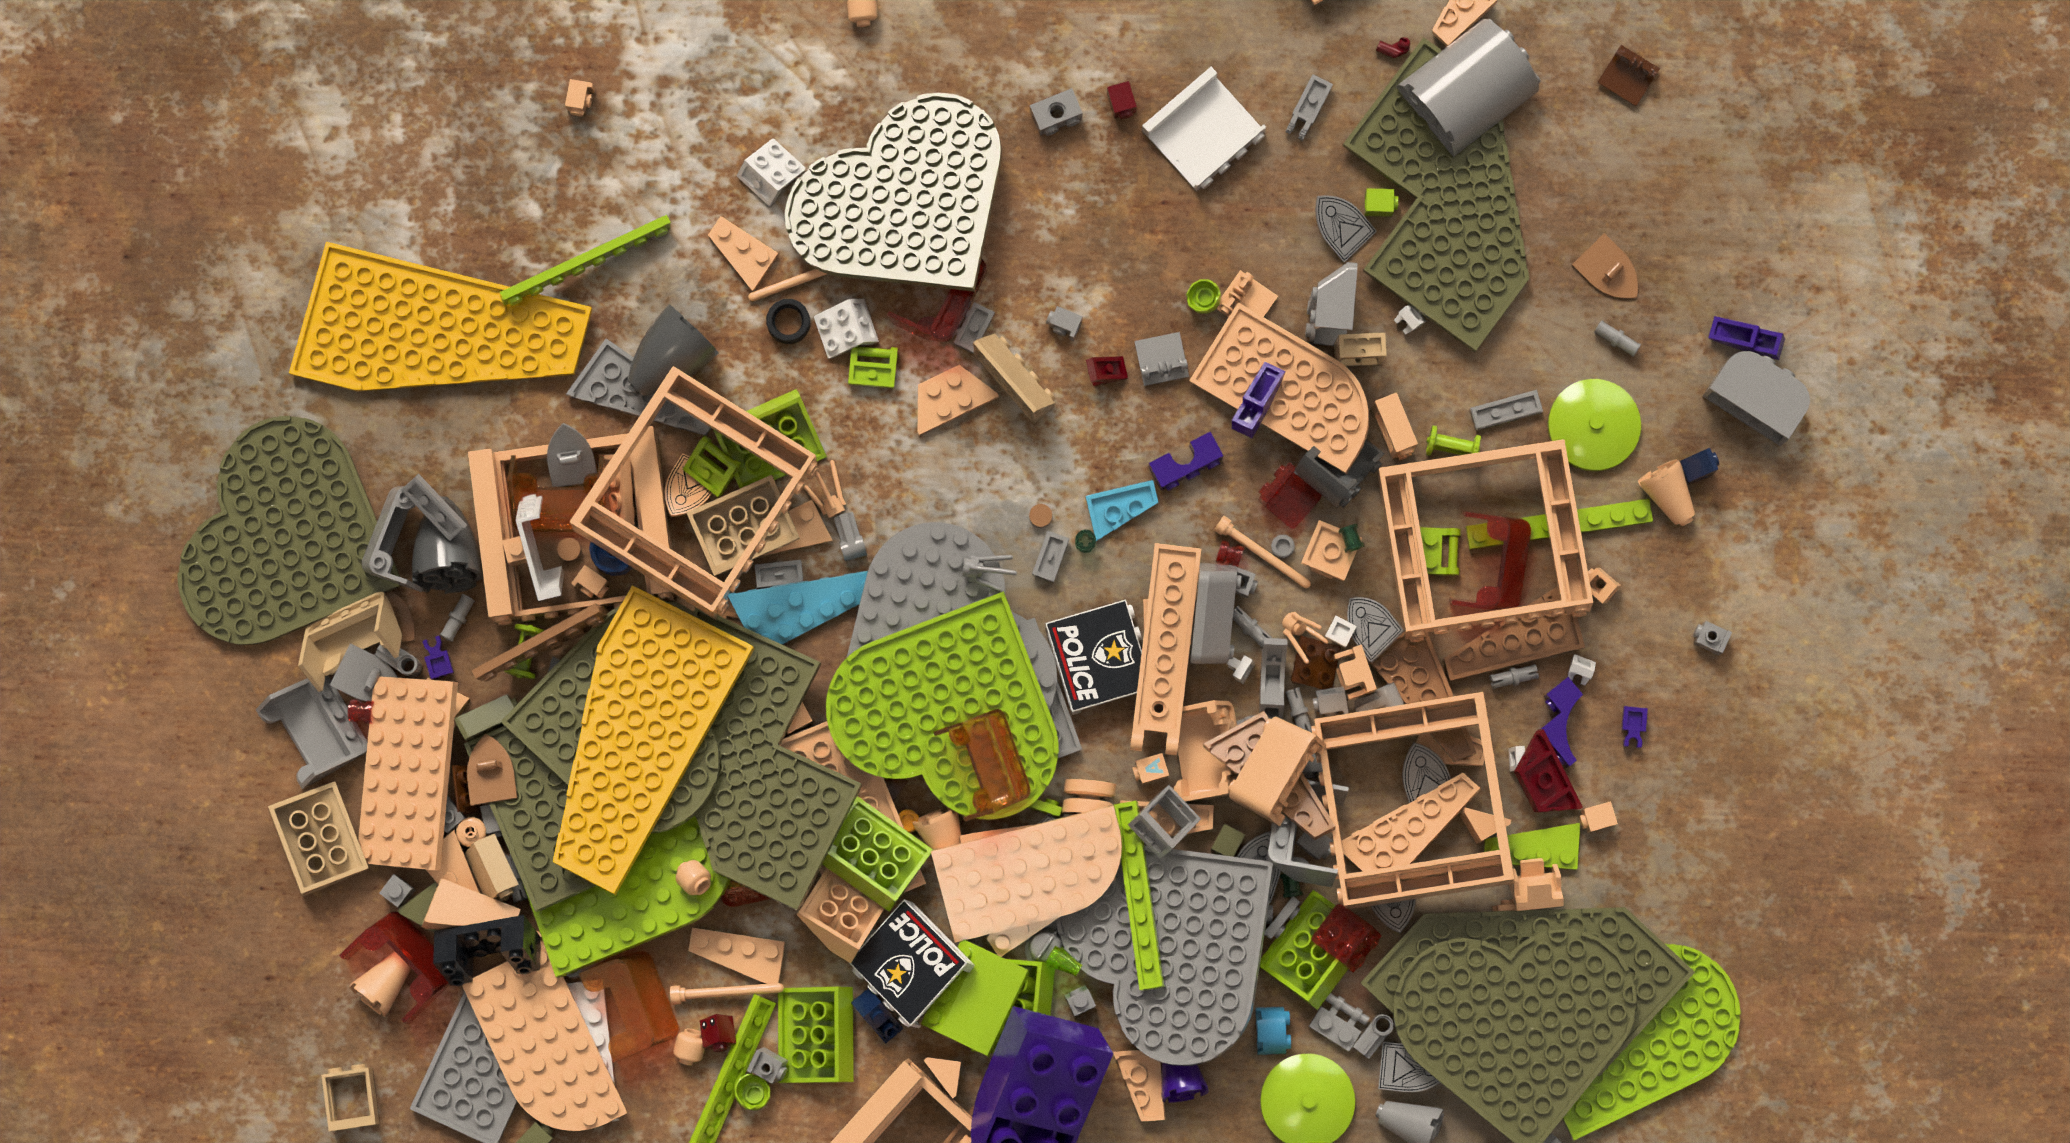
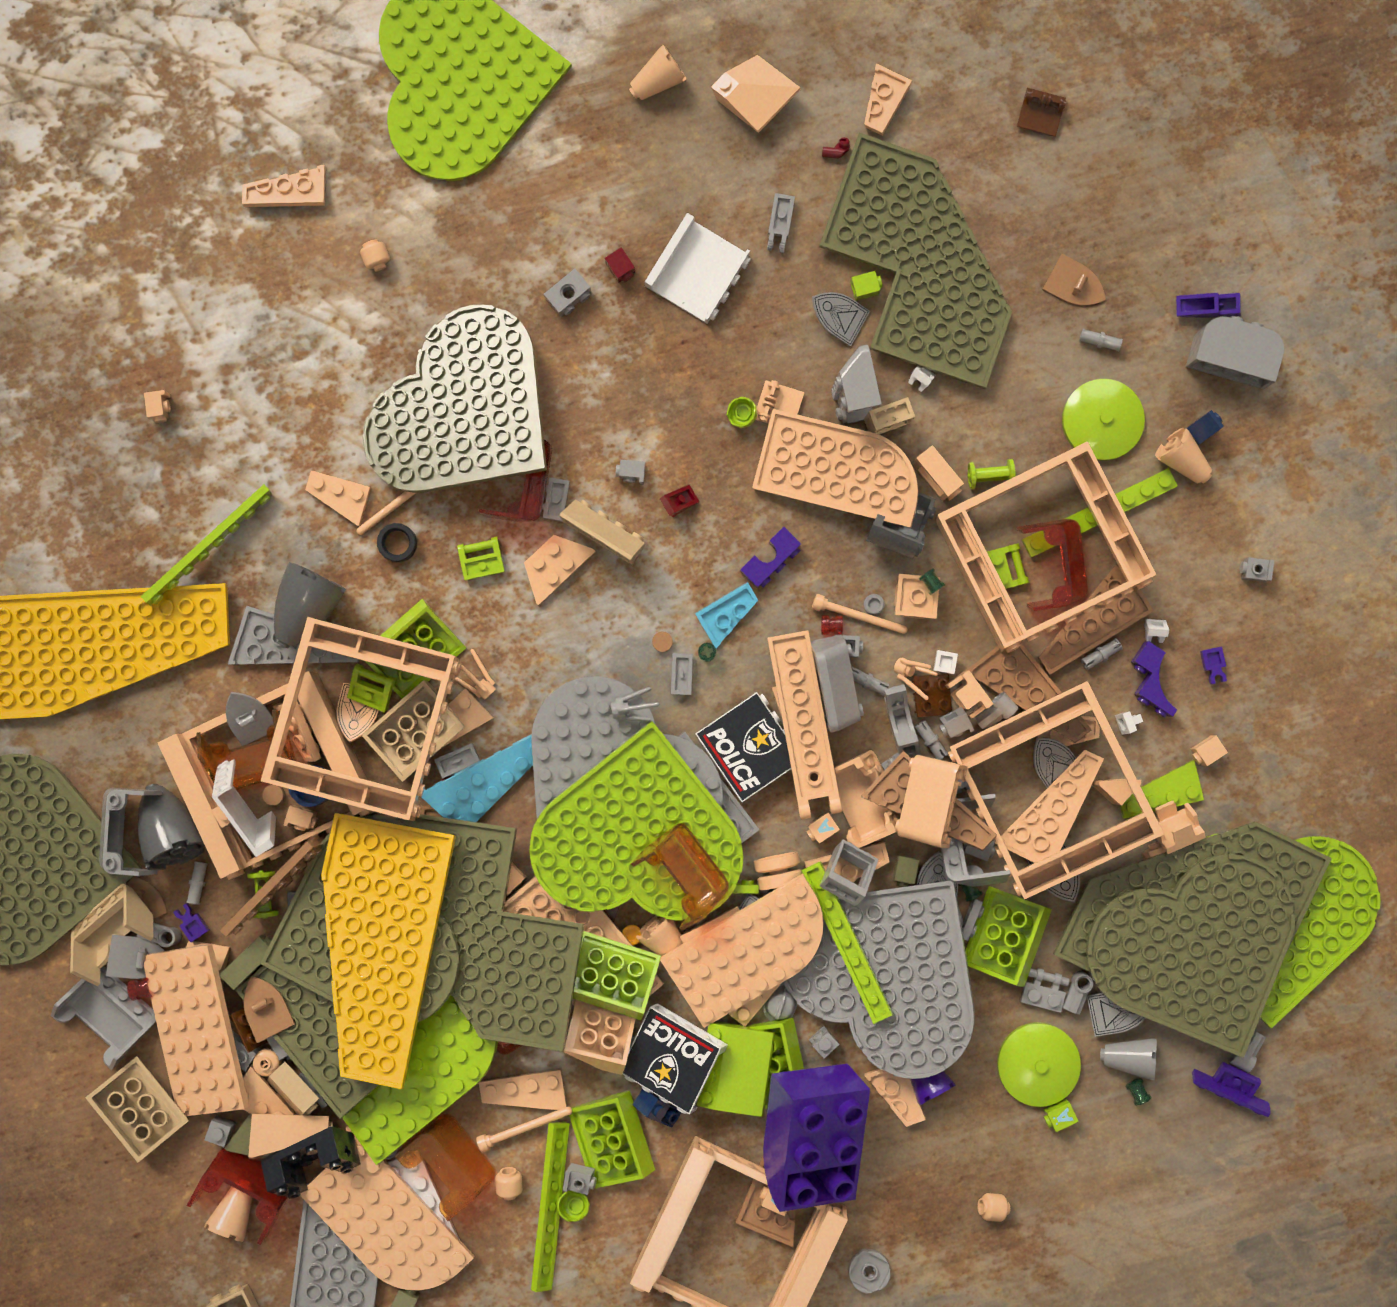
camera: 20 degrees left, 5 degrees up
(434, 507) = (141, 802): light grey tile -> none
(693, 877) = (465, 1049): light nougat head -> none
(717, 1032) = (528, 1165): dark red brick -> none
(769, 171) = (340, 418): white bracket -> none
(845, 327) = (447, 532): white bracket -> none
(851, 541) = (509, 714): light grey piece -> none
(947, 1073) = (730, 1139): light nougat slope -> none
(1063, 961) = (800, 1016): clear neon green cone -> none
(1161, 359) = (722, 476): light grey hinge -> none
(1241, 668) = (872, 719): white tile -> none
(1257, 400) = (816, 487): dark purple slope -> none
(1271, 1030) = (990, 1014): dark azure cylinder -> none
(1288, 496) = (866, 561): clear red bracket -> none
(1346, 937) = (1031, 920): clear red bracket -> none
(1374, 626) = (973, 649): light grey shield -> none
(1471, 85) = (913, 160): light grey cylinder -> none
(1506, 410) = (1025, 430): light grey tile -> none
(1545, 778) = (1154, 732): dark red wing -> none
(1611, 586) = (1159, 553): light nougat brick -> none

